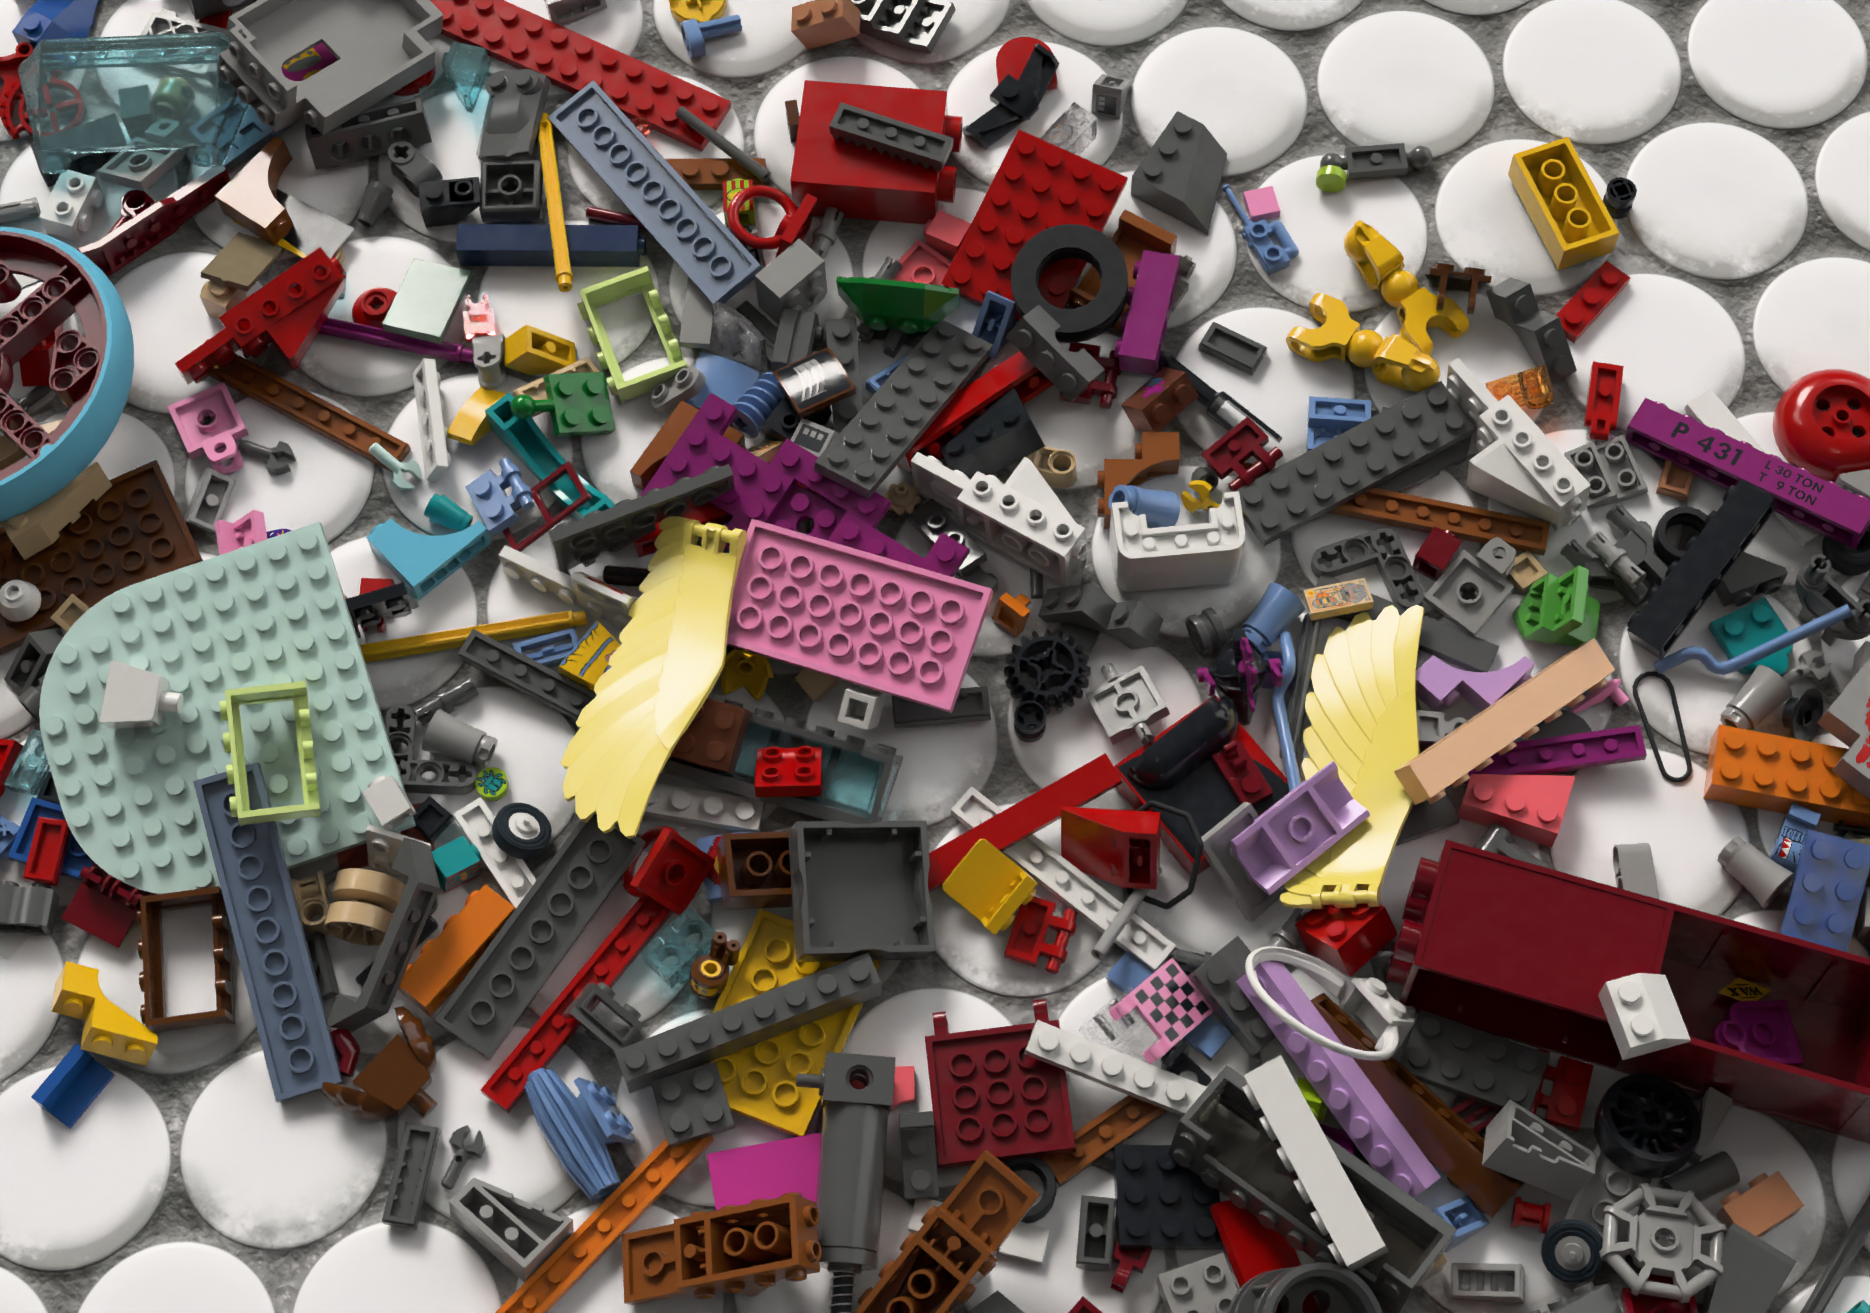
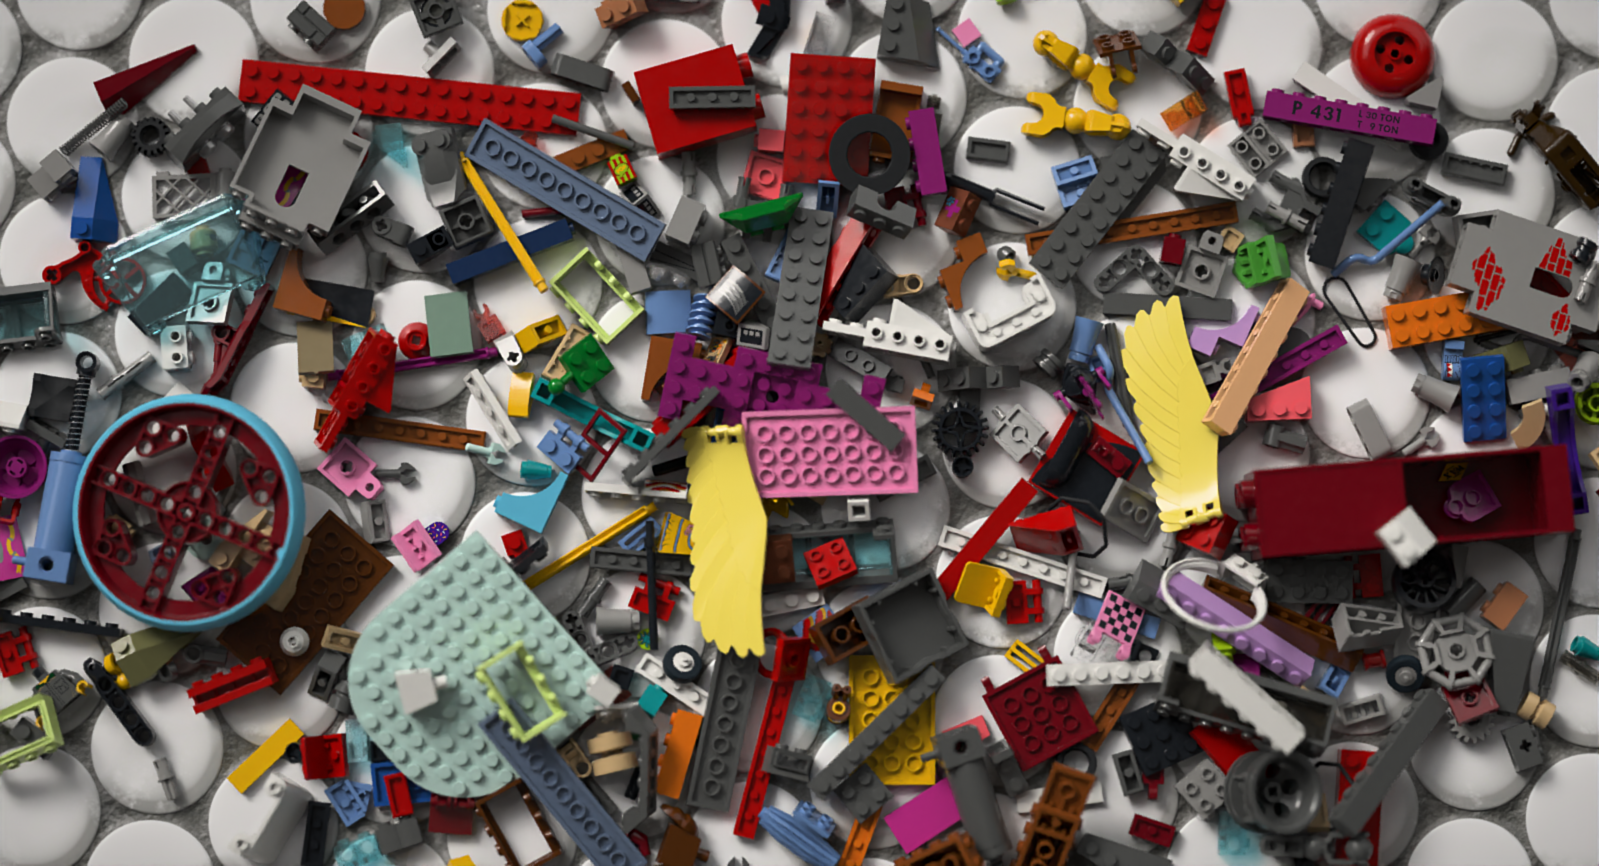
camera: 25 degrees left, 20 degrees up
(520, 739) = (639, 598): none -> red plate
(553, 654) = (650, 543): none -> black bar
(681, 386) = (642, 328): light grey plate -> none
(743, 78) = (582, 72): none -> dark grey beam
(791, 228) = (668, 187): red tile -> none
(919, 574) = (865, 414): none -> dark grey tile
(999, 994) = (1022, 656): none -> yellow tile
(1160, 507) = (982, 293): medium blue plant -> none
(1235, 448) = (1020, 229): dark red plate -> none
(1297, 829) = (1158, 482): lavender piece -> none
(1338, 599) = (1122, 308): tile -> none

